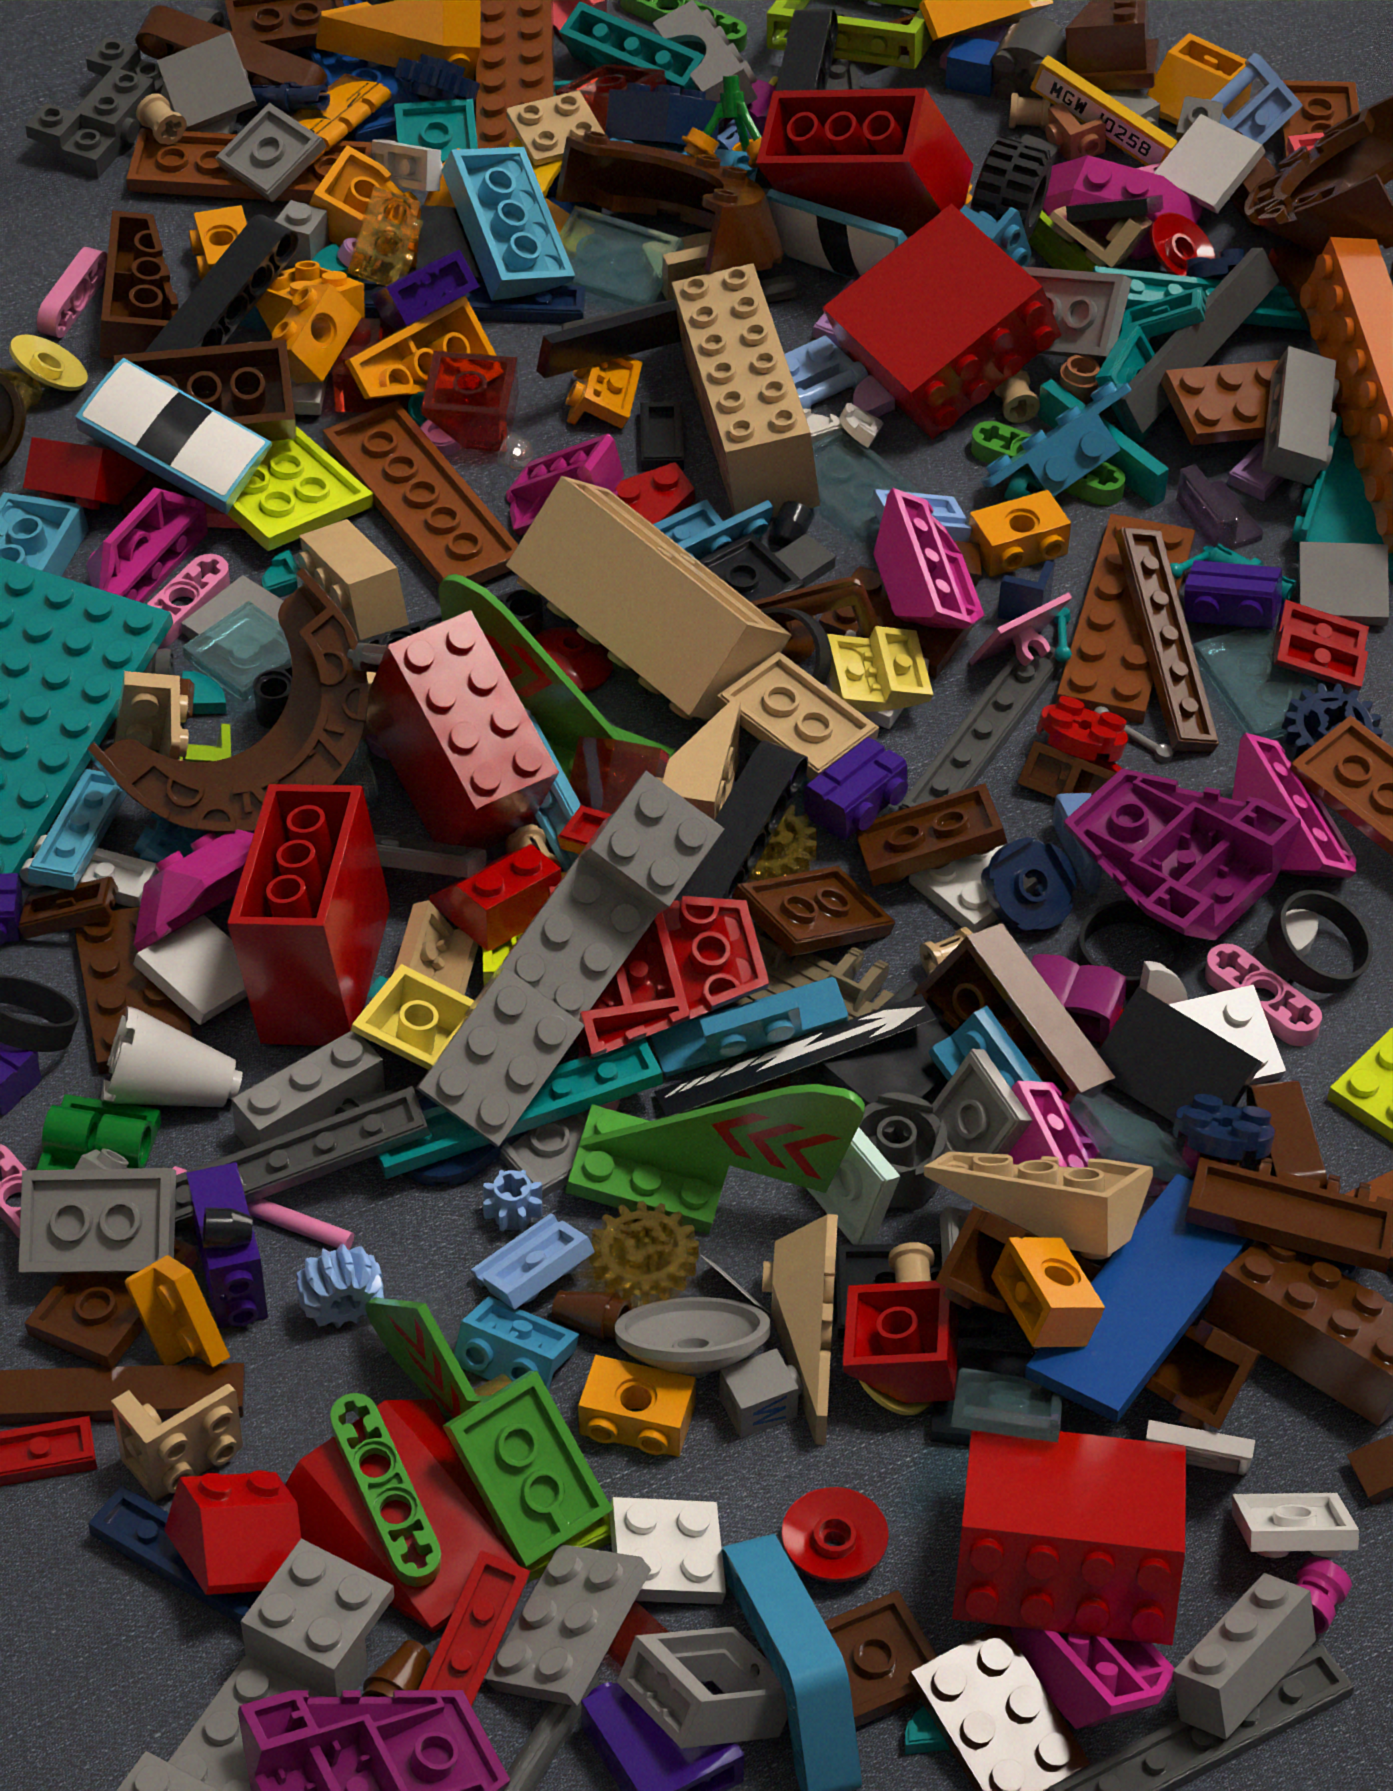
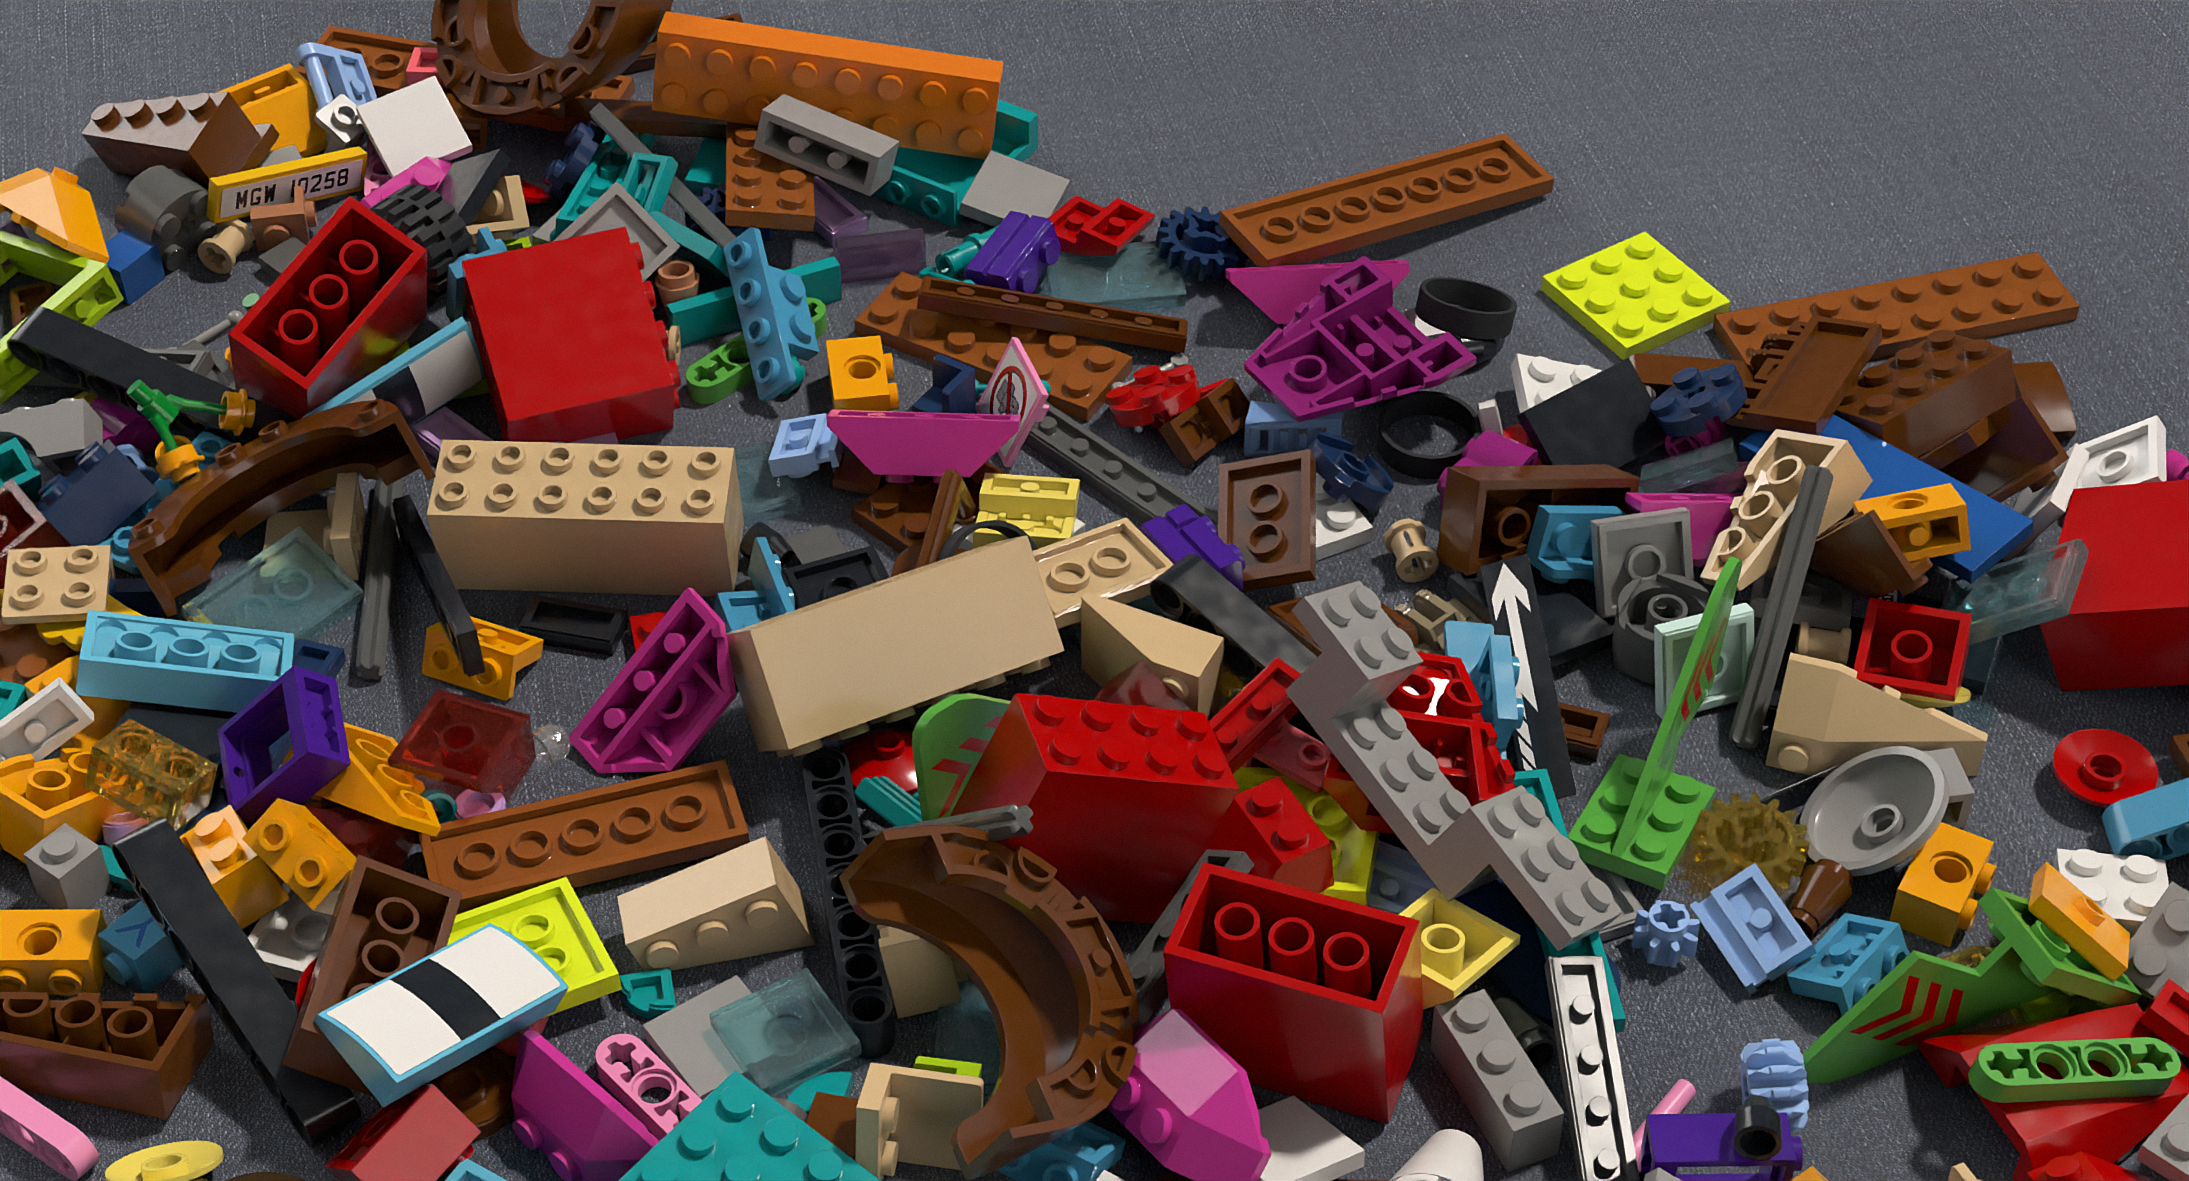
camera: 75 degrees left, 5 degrees down
(572, 1485) = (2079, 922): none -> light orange plate
(943, 1205) = (1781, 607): none -> dark grey axle
(1252, 972) = (1487, 380): bright pink beam -> none

